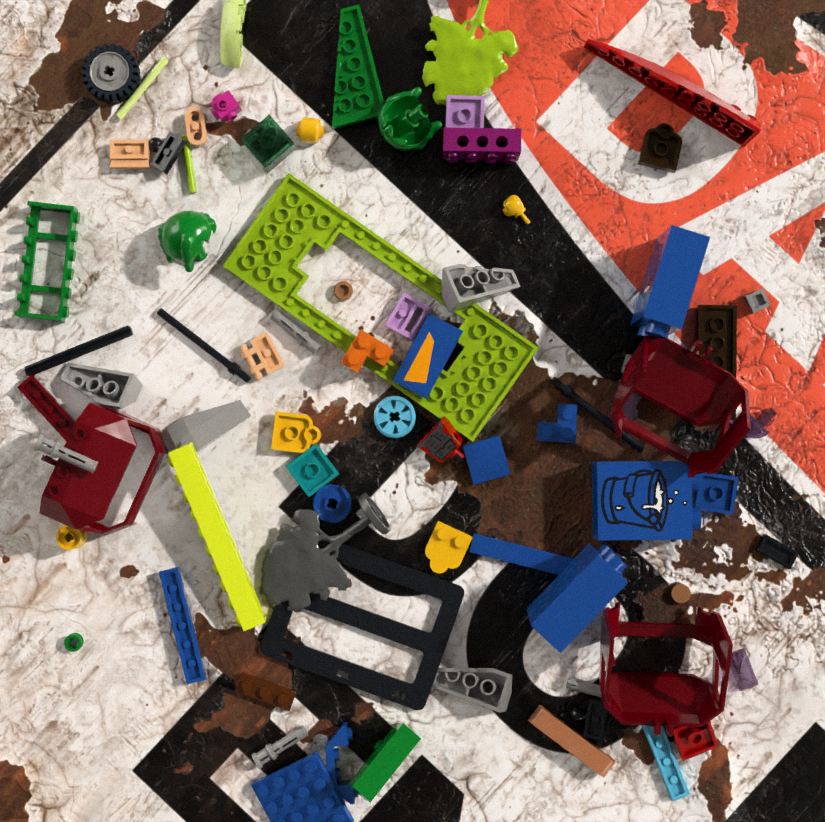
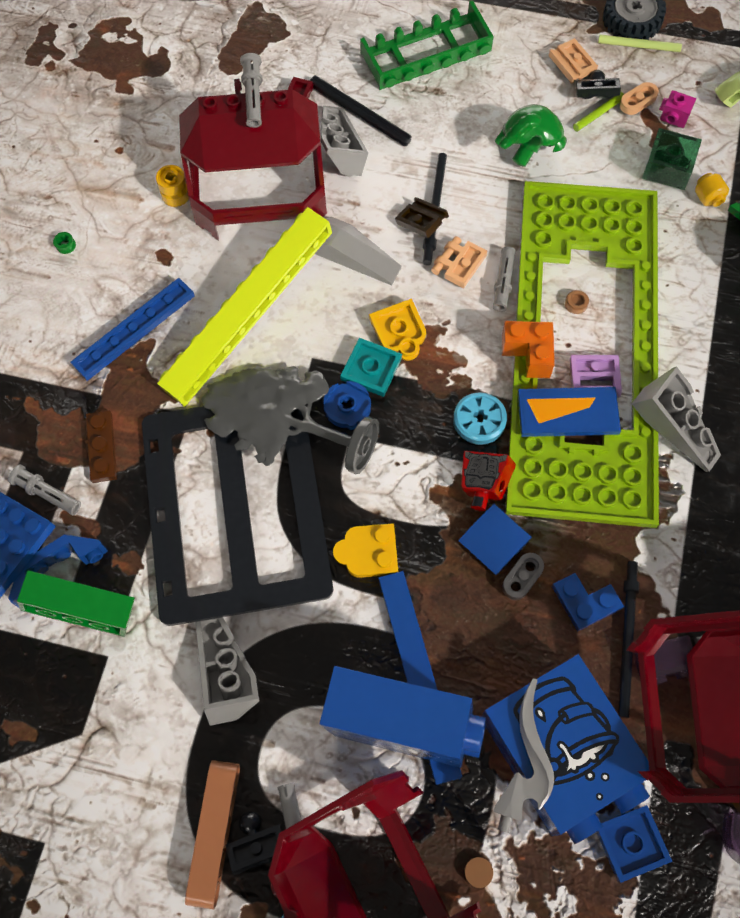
camera: 60 degrees right, 20 degrees down
(210, 363) = (421, 217): none -> dark brown plate
(520, 457) = (522, 577): none -> flat silver plate
(659, 534) = (541, 783): none -> light grey piece

